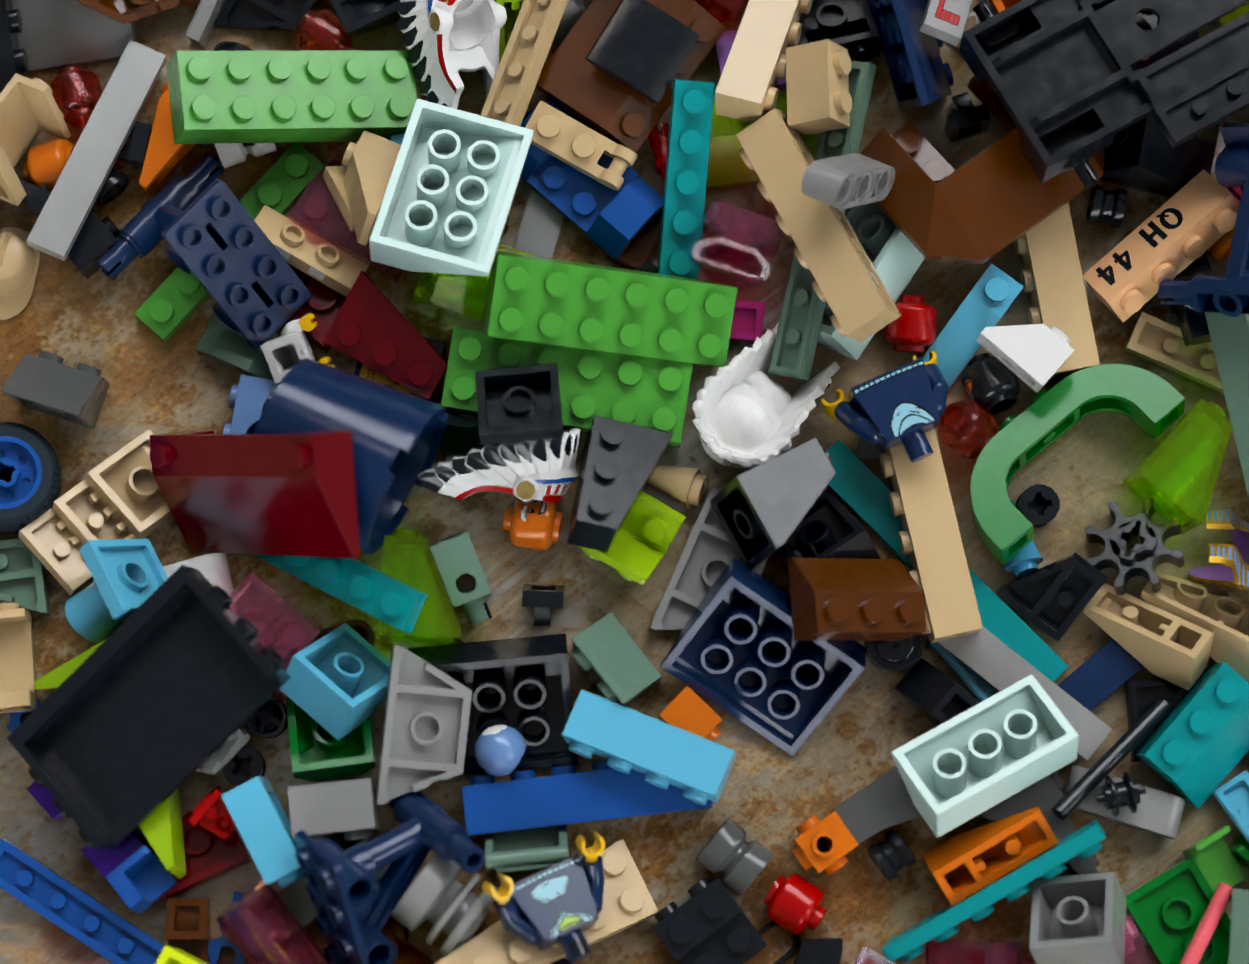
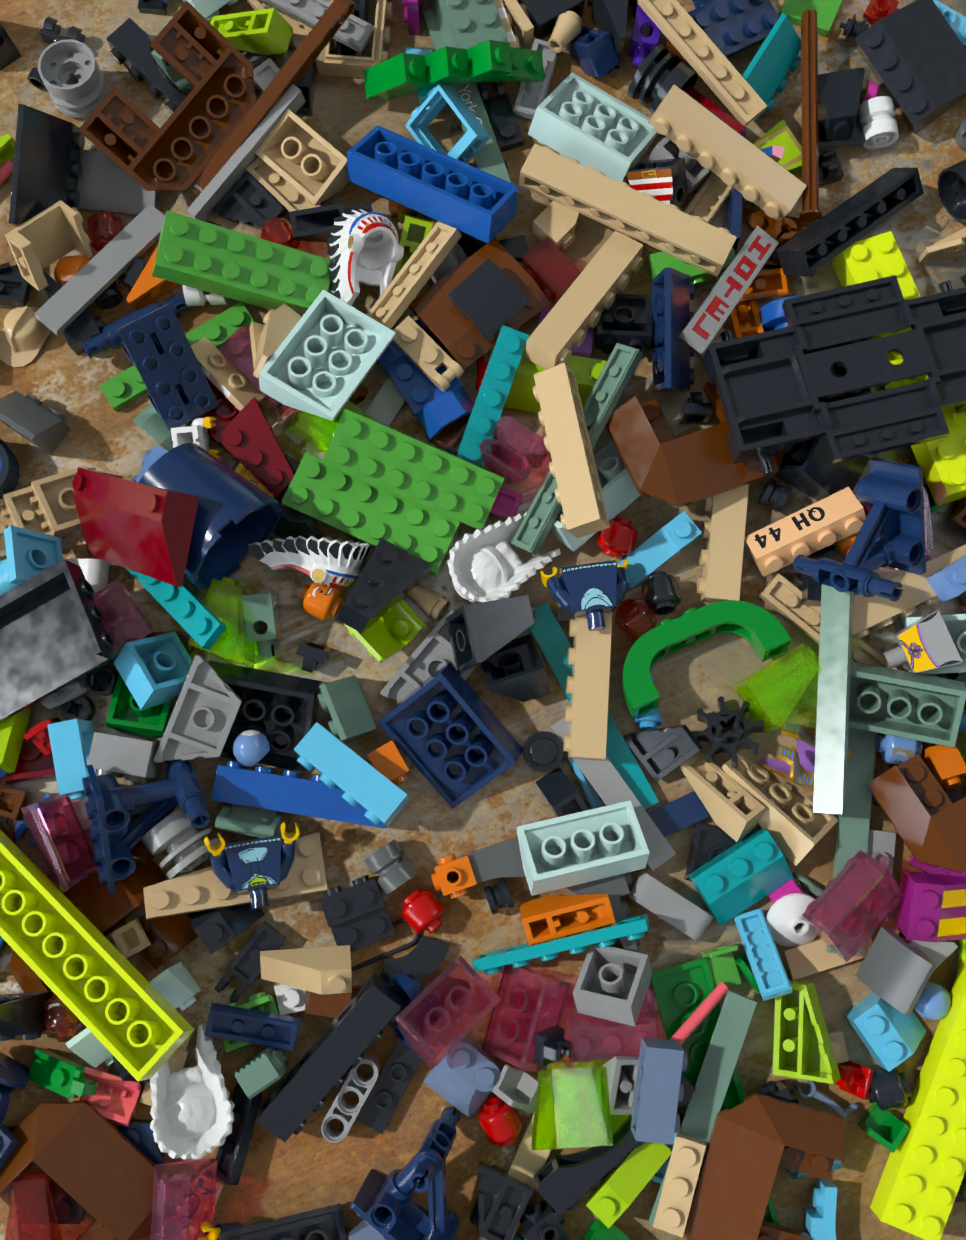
camera: 15 degrees right, 0 degrees up
(519, 404) = (329, 514): black plate -> none
(818, 87) = (598, 357): tan brick -> none
(848, 180) = (599, 423): light grey beam -> none
(854, 600) = (521, 714): reddish brown slope -> none
(1028, 350) = (692, 576): white slope -> none
(1032, 508) = (664, 685): black wheel -> none
(1111, 759) = (669, 874): black bar -> none
(1121, 794) = (668, 901): black wheel -> none

